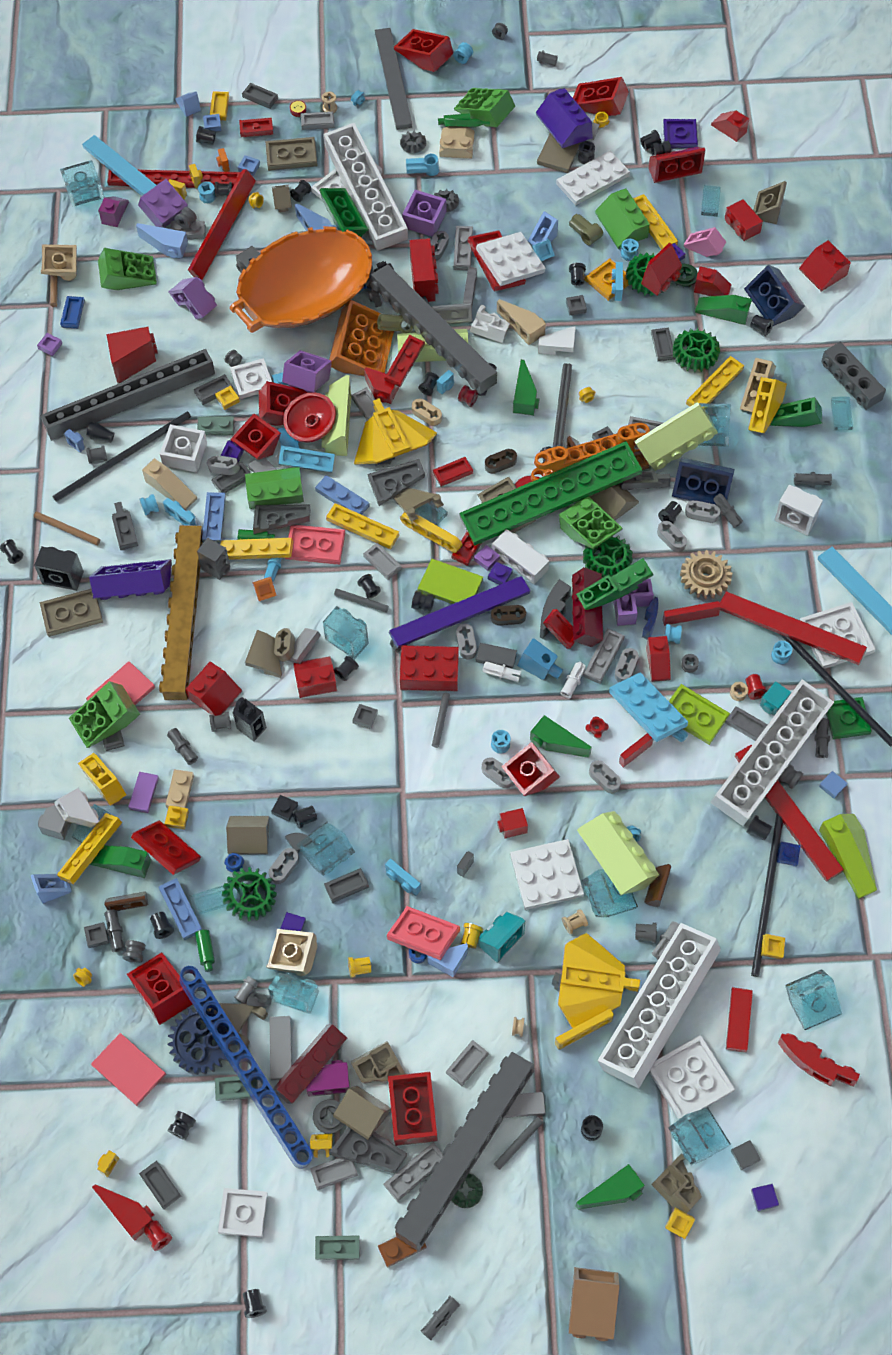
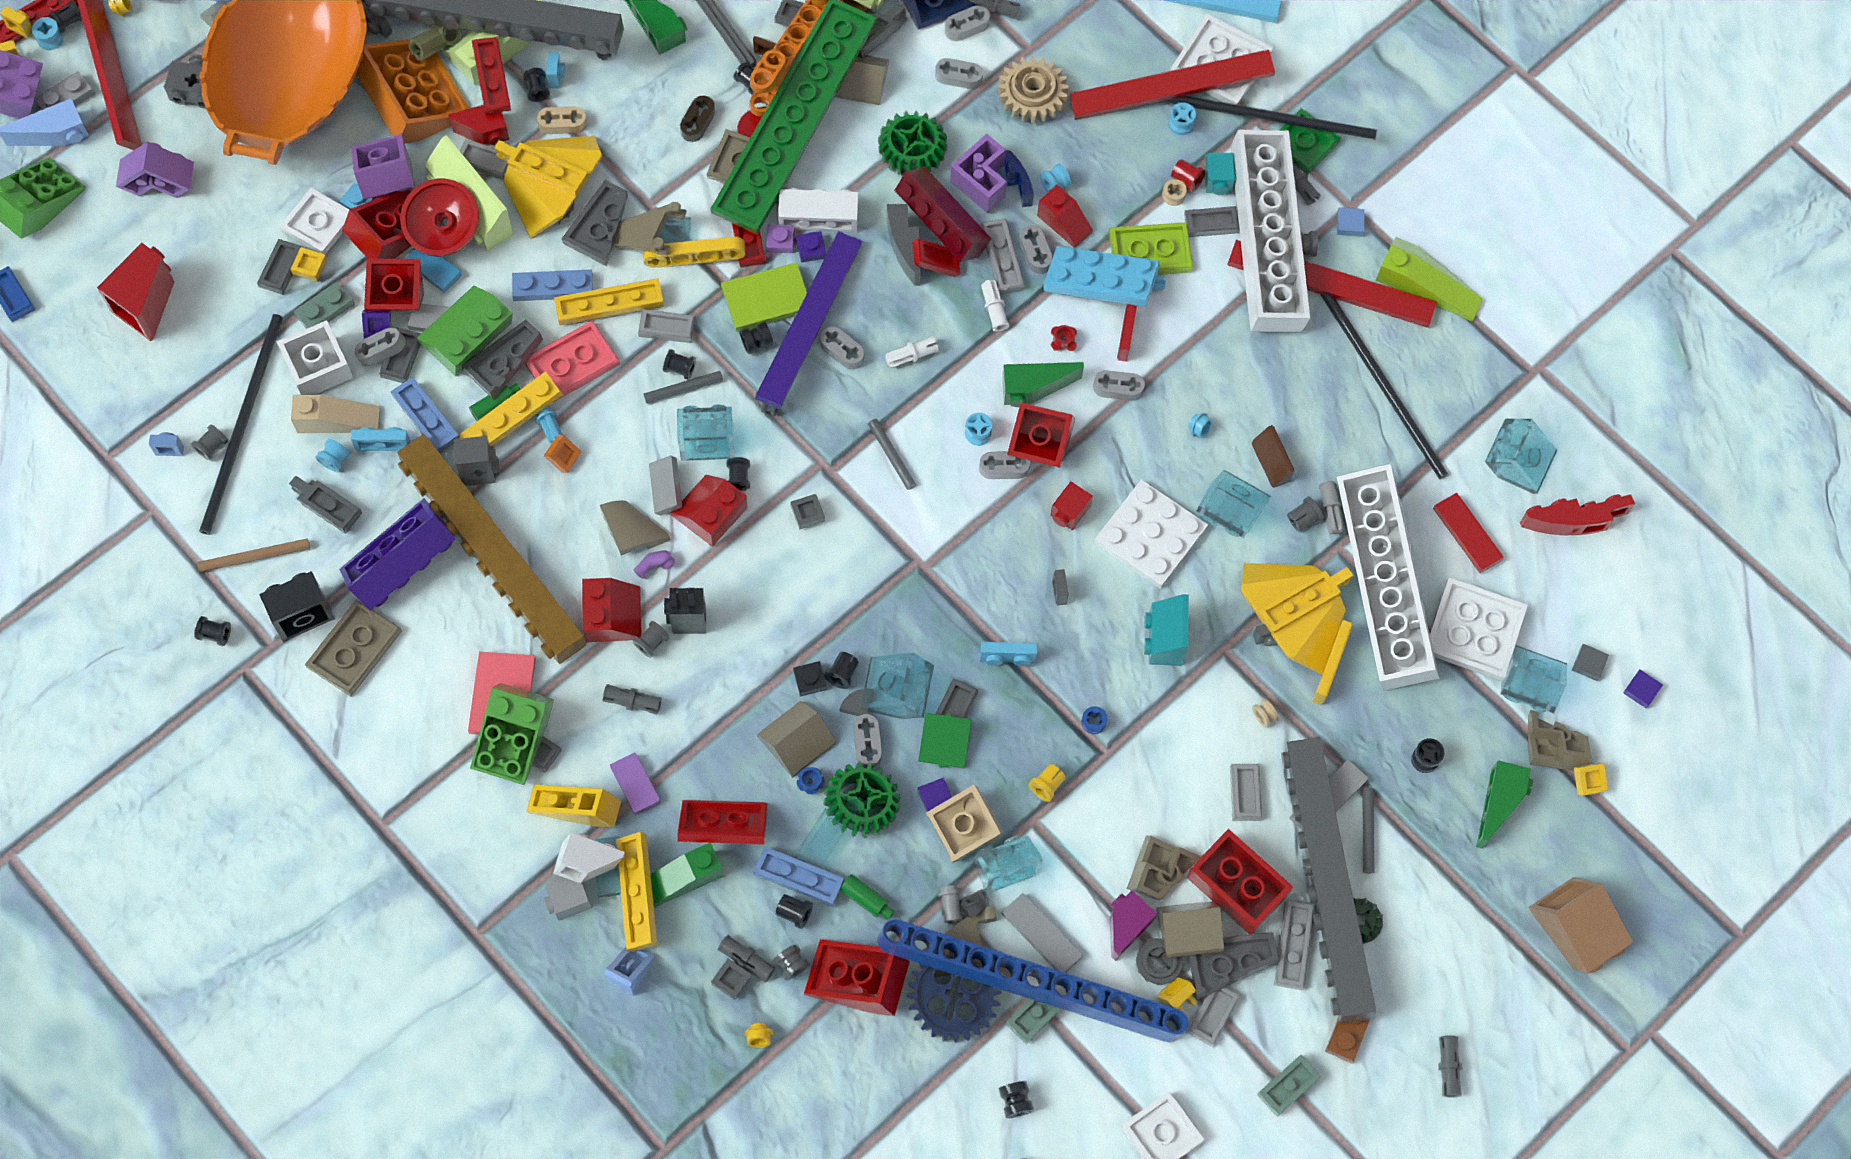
camera: 45 degrees left, 5 degrees up
(49, 344) = (20, 352): medium lavender plate -> none
(98, 432) = (188, 414): black cone -> none
(126, 901) = (729, 916): reddish brown slope -> none
(128, 394) = (183, 344): dark grey brick -> none
(128, 1069) = (901, 1091): coral tile -> none
(176, 817) = (698, 782): yellow tile -> none
(180, 788) = (673, 749): tan plate -> none
(186, 217) = (56, 81): dark grey wheel -> none
(233, 358) = (272, 212): dark grey bush -> none
(260, 680) = (654, 559): none -> medium lavender arm
(288, 644) = (641, 503): dark tan beam -> none
(306, 459) = (474, 270): medium azure plate -> none
(309, 1063) = (1092, 922): dark red brick -> none
(324, 898) = (944, 740): none -> green piece
(423, 932) = (1085, 693): coral tile -> none
(429, 668) = (831, 406): red brick -> none
(451, 960) = (1134, 702): light blue slope -> none
(453, 471) = (653, 168): red tile -> none
(468, 395) = (594, 68): dark red wheel -> none
(471, 935) = (1133, 652): yellow bush -> none
(496, 655) = (888, 339): dark grey tile -> none
(508, 615) = (859, 283): dark brown beam -> none
(539, 661) = (944, 310): dark azure torso -> none
(574, 921) = (1224, 560): tan bush -> none
(588, 523) = (865, 120): bright green slope -> none
(615, 587) = (961, 166): green slope -> none
(618, 853) = (1209, 452): yellowish green slope -> none
(669, 513) = (935, 47): black bush -> none
(689, 668) = (1092, 193): dark grey bush -> none
(691, 613) = (1054, 142): red tile -> none
(759, 828) = (1321, 321): black bush -> none
(773, 946) = (1438, 432): yellow plate -> none
(788, 853) = (1369, 326): clear blue plate -> none

